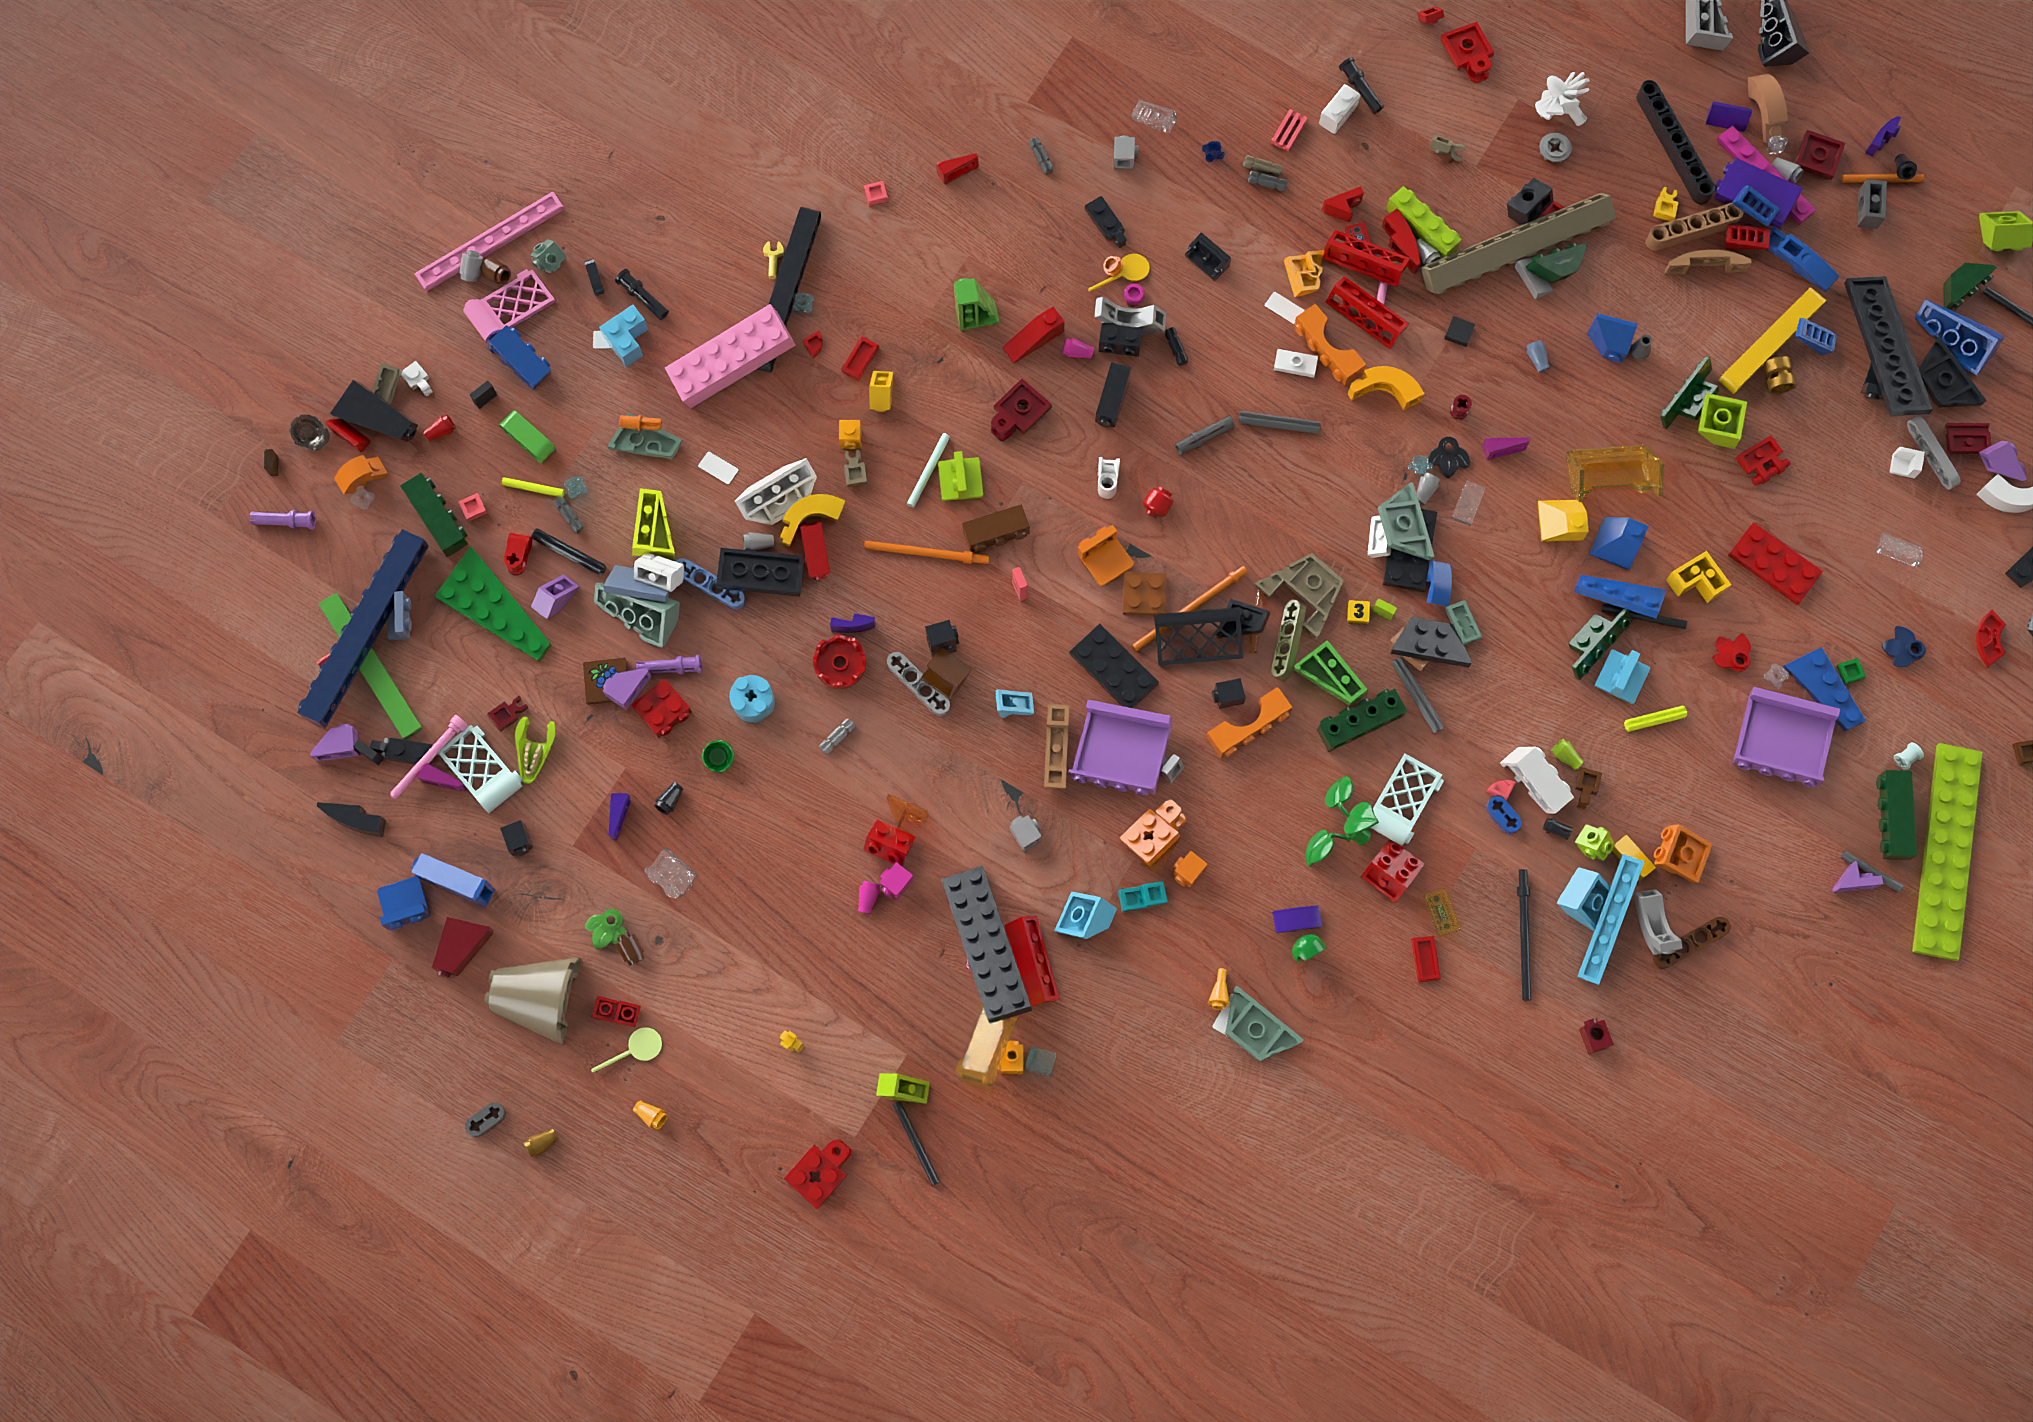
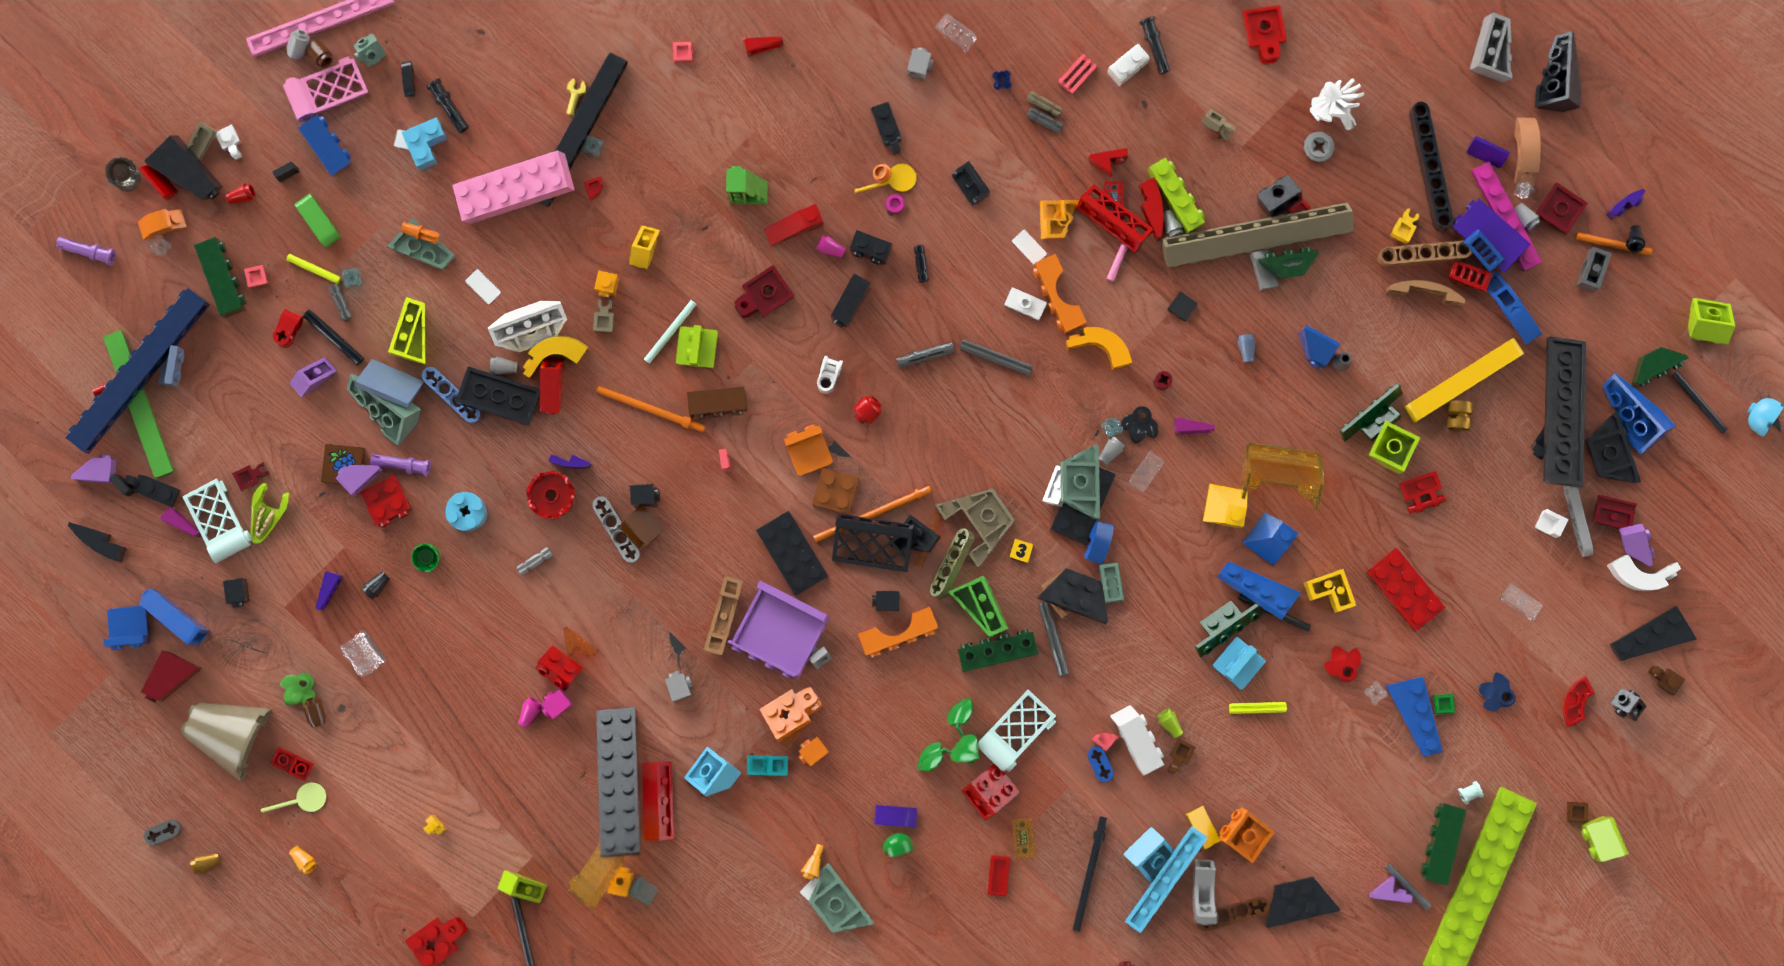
camera: 10 degrees right, 10 degrees up
(271, 462) = (84, 194): dark brown tile -> none
(456, 725) = (202, 478): bright pink piece -> none
(485, 601) = (251, 367): green wing -> none
(658, 571) = (407, 378): white brick -> none
(860, 358) = (632, 210): red tile -> none
(1014, 703) = (695, 567): medium azure slope -> none
(1041, 155) = (842, 48): dark grey axle -> none
(1149, 318) = (895, 233): light grey arch -> none
(1368, 308) = (1104, 269): red fence -> none
(1384, 609) = (1044, 555): lime tile -> none
(1556, 828) = (1142, 786): black pin -> none
(1595, 842) = (1171, 808): lime brick -> none
(1760, 913) = (1299, 901): none -> black wing
(1785, 737) = (1366, 752): medium lavender panel -> none
(1817, 337) = (1513, 390): blue slope -> none

